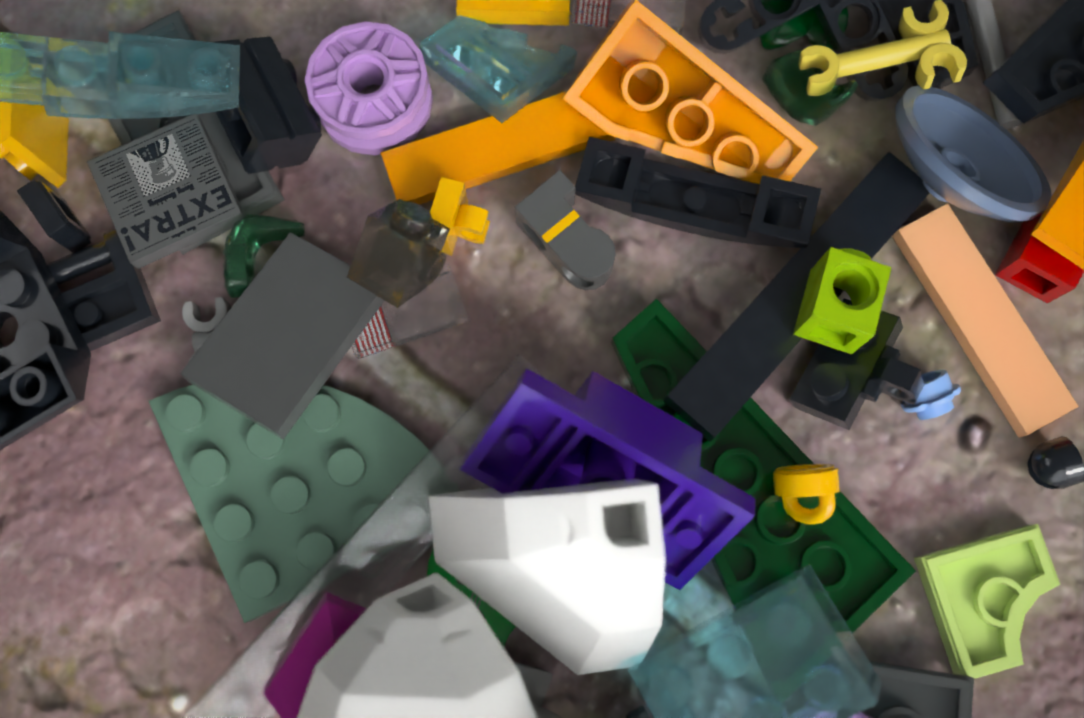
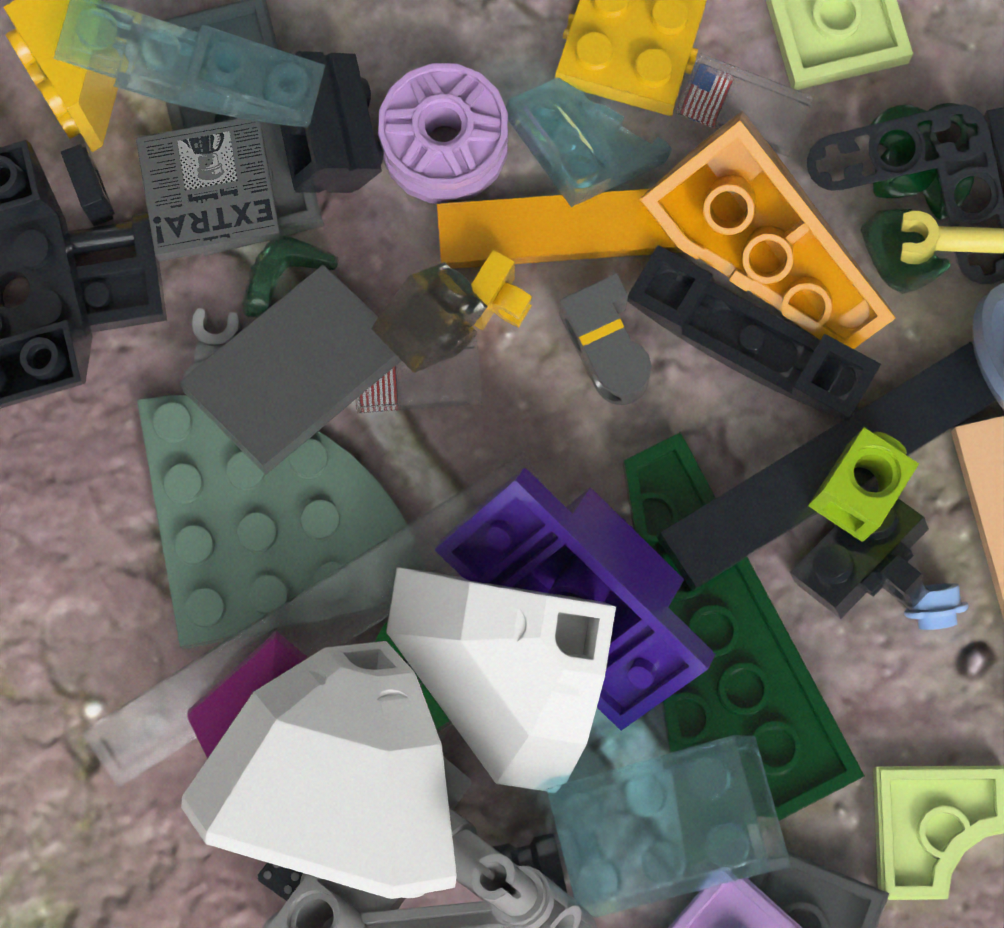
camera: 15 degrees right, 0 degrees up
(807, 481) = (775, 654): yellow tile -> none

